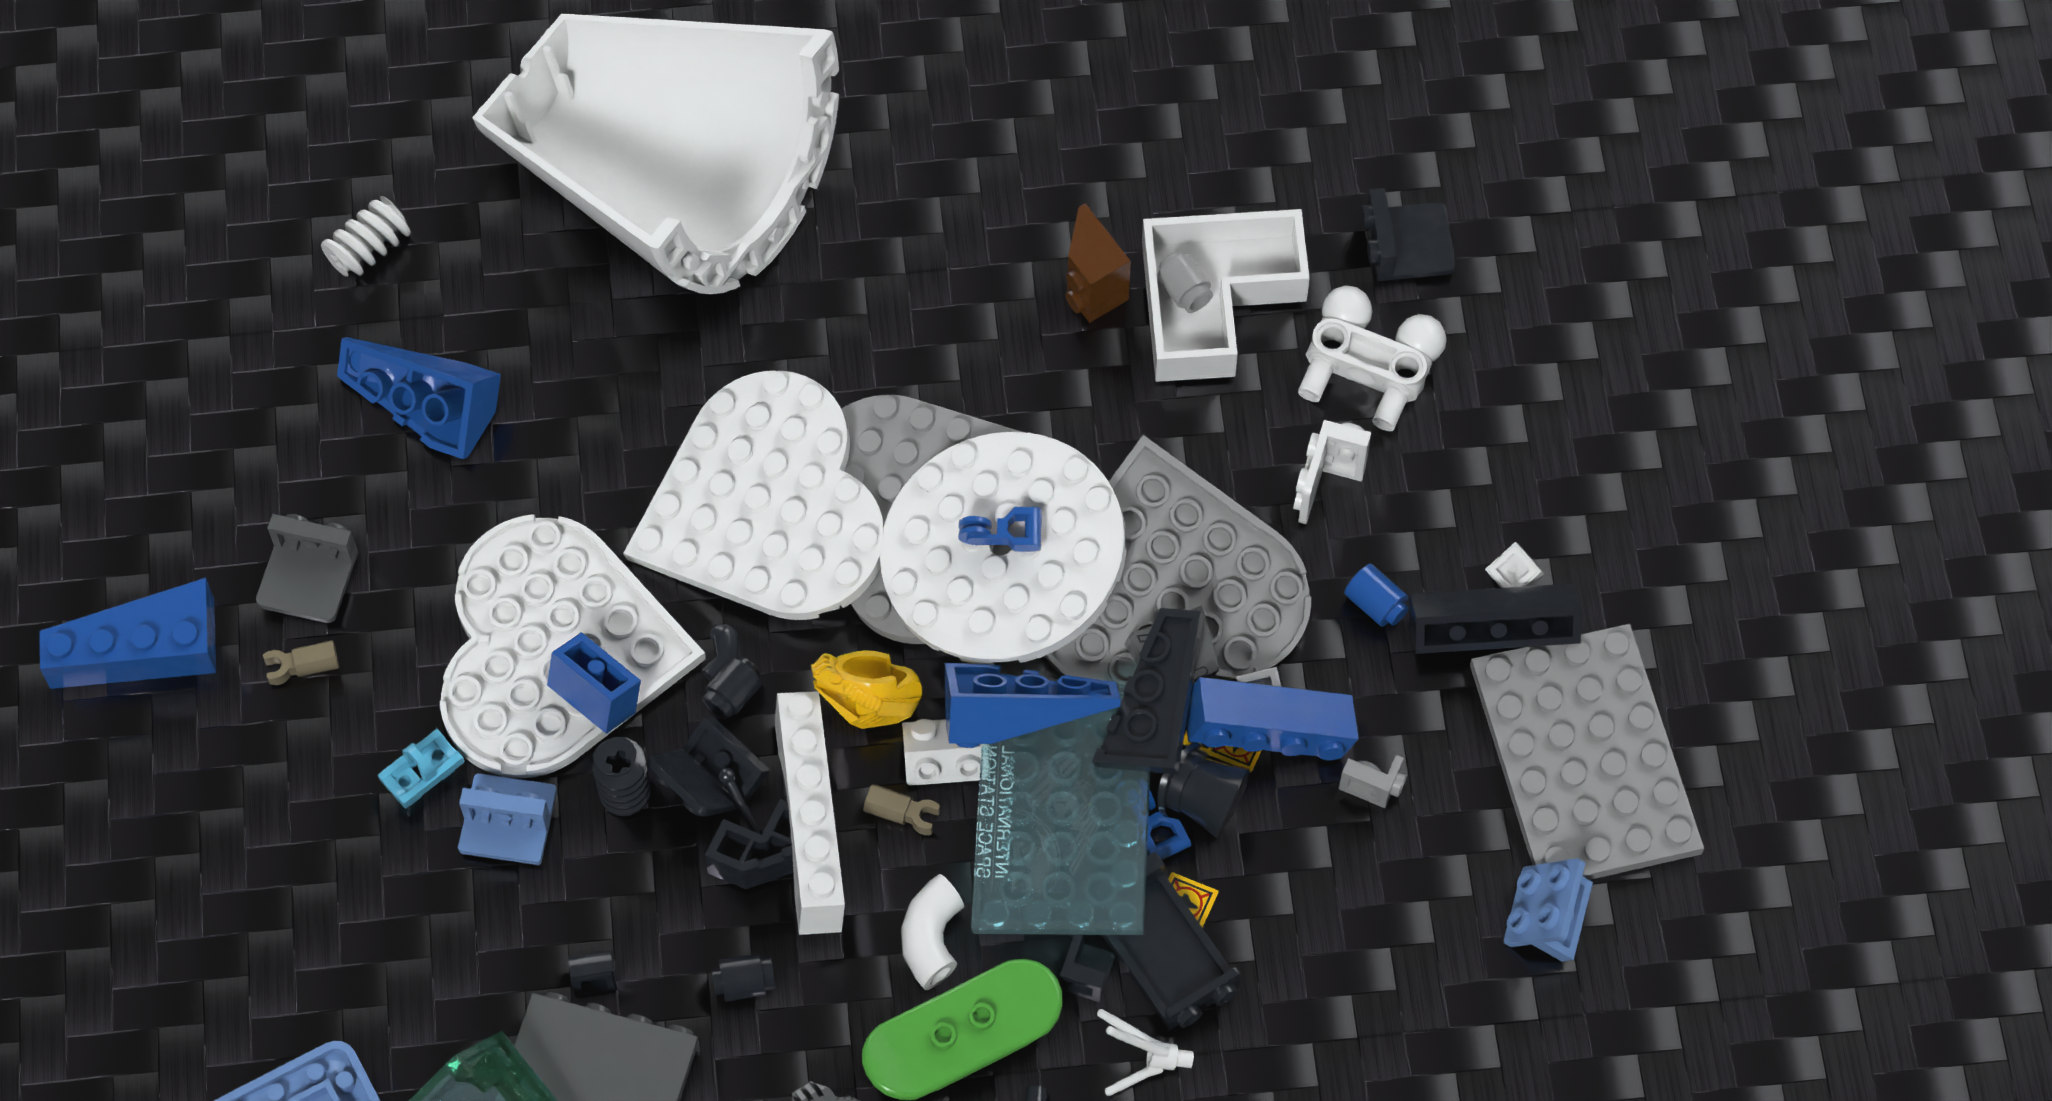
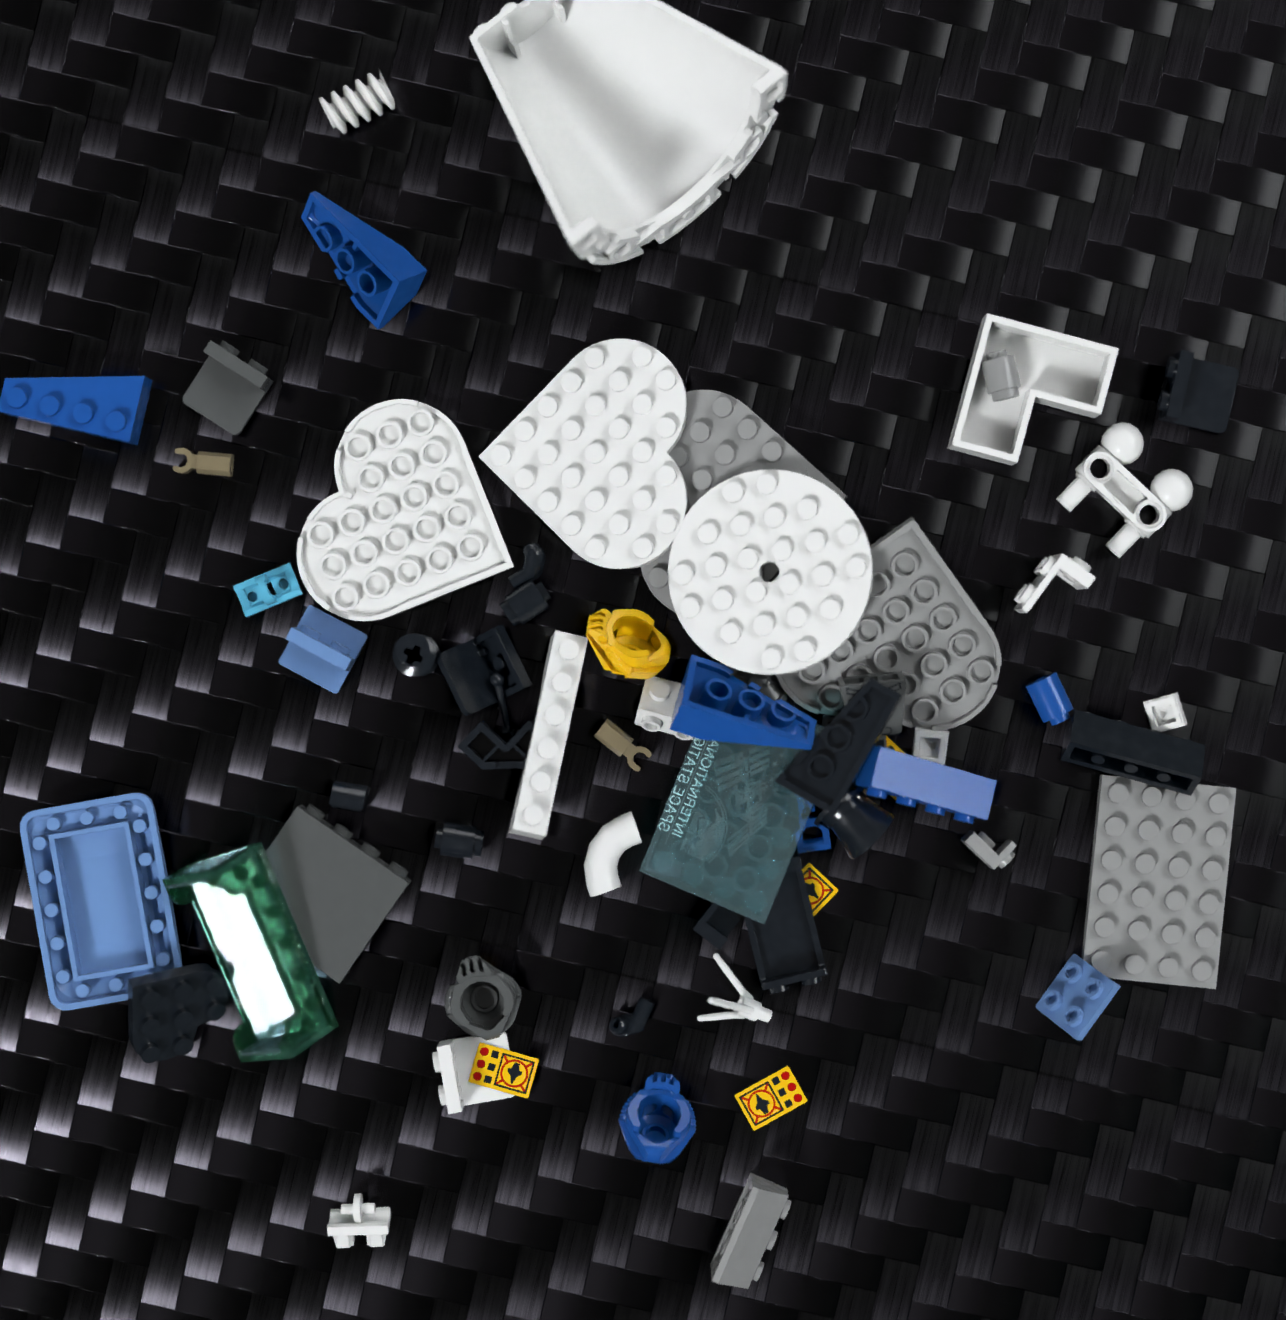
camera: 20 degrees right, 25 degrees up
(593, 682) = (417, 573): blue brick -> none
(962, 1029) = (606, 943): bright green piece -> none
(976, 530) = (750, 562): blue piece -> none
(1096, 268) = (932, 339): reddish brown slope -> none

